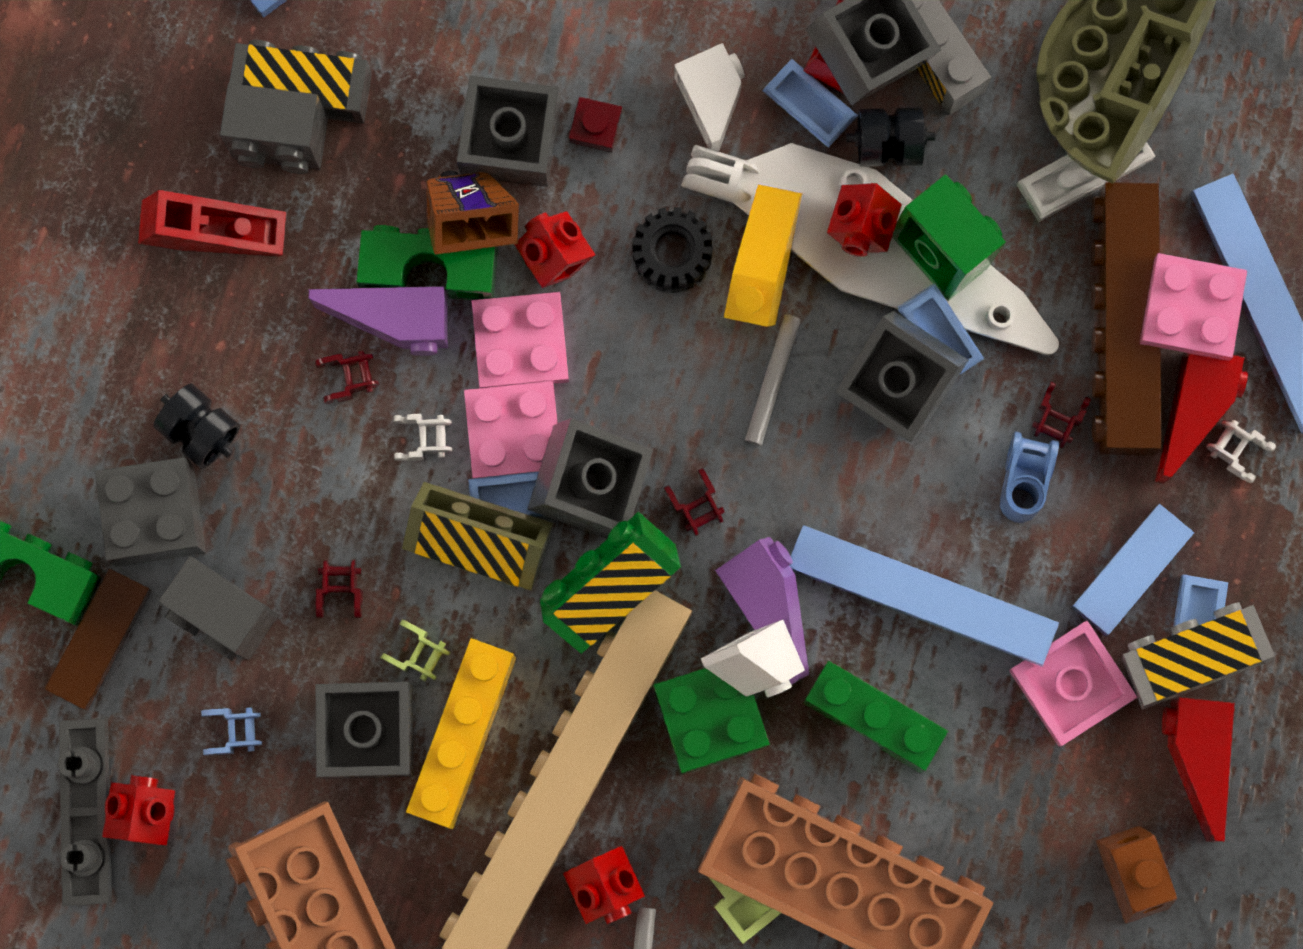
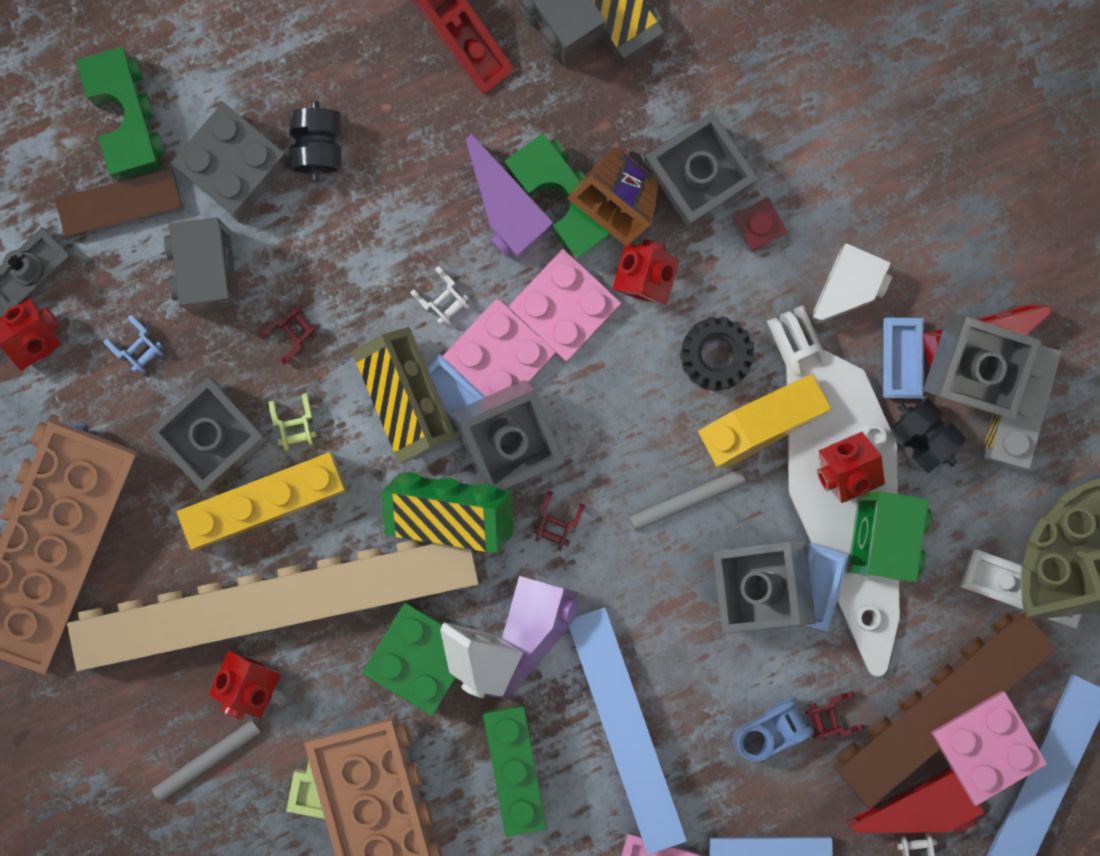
camera: 50 degrees right, 5 degrees up
(367, 384) = (458, 211): dark red piece -> none

